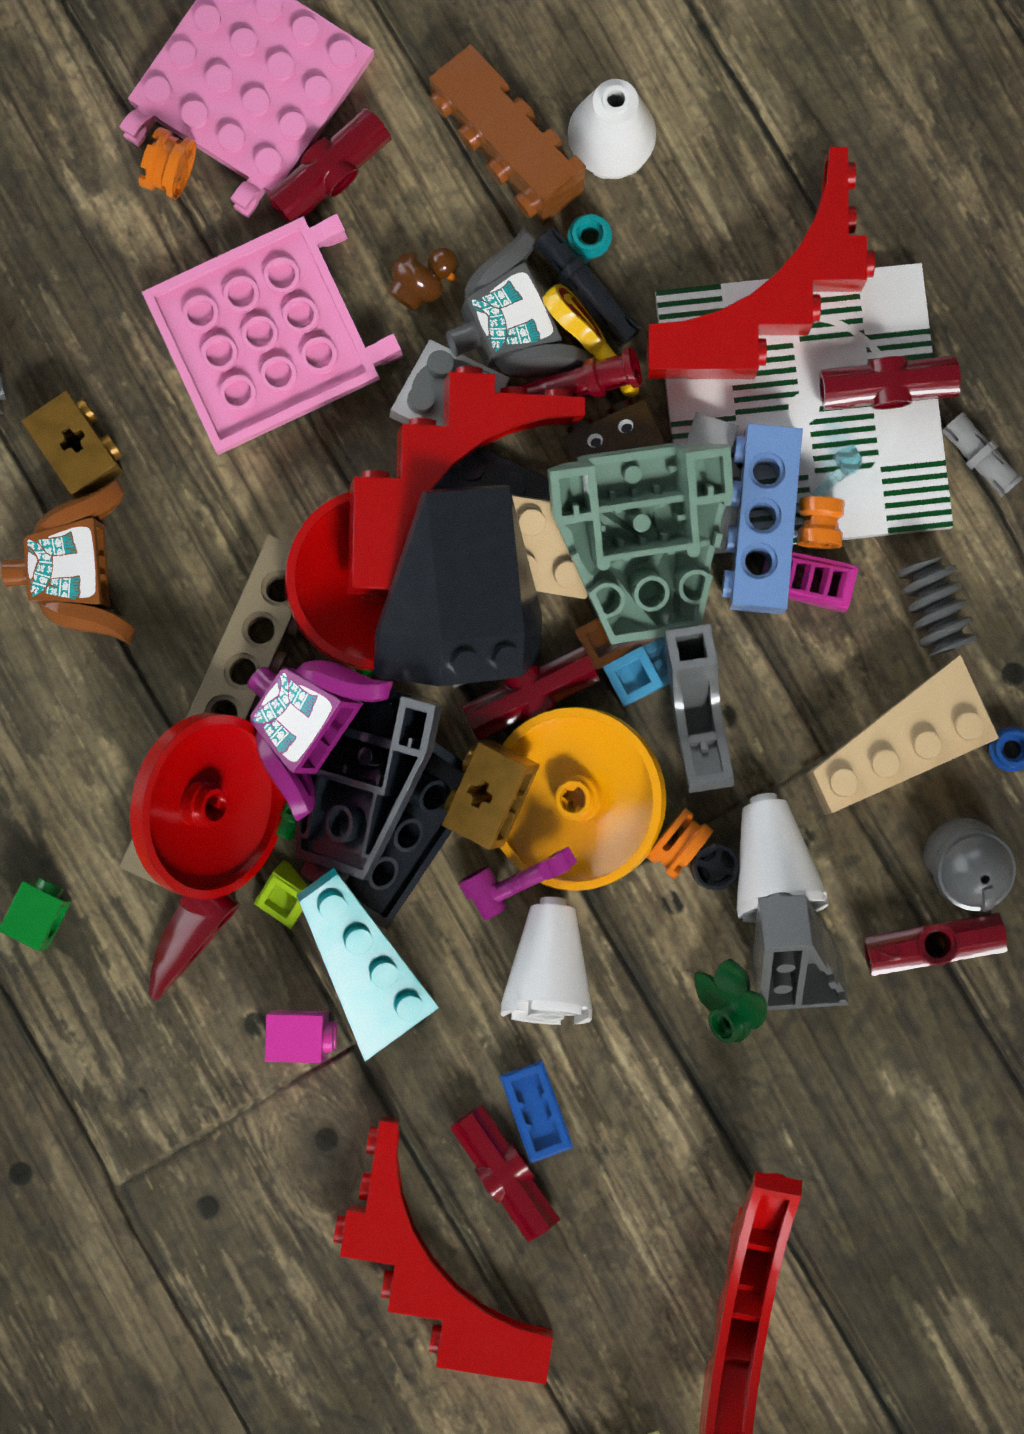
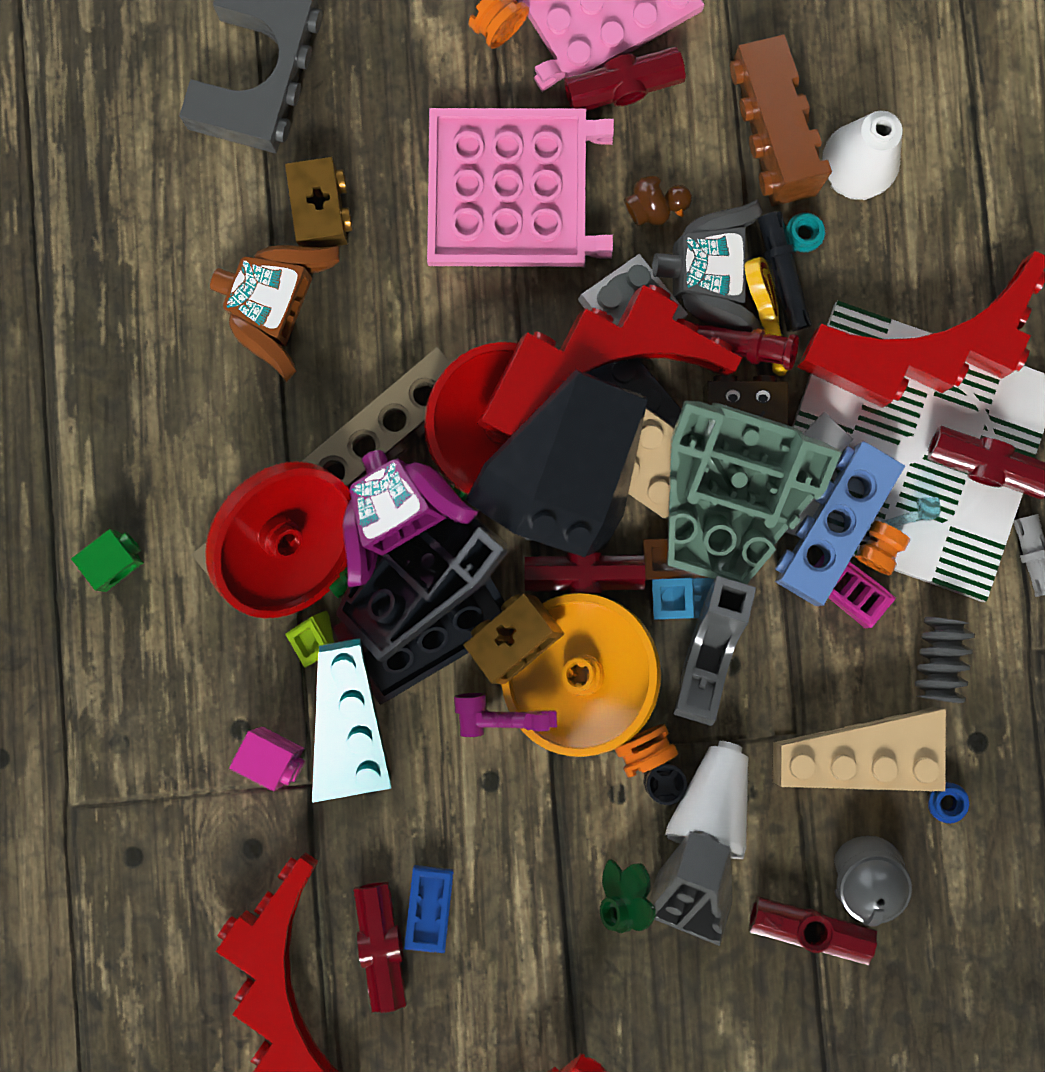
camera: 20 degrees right, 0 degrees up
(186, 937) = (218, 635): dark red piece -> none
(548, 968) = (494, 800): white cone -> none

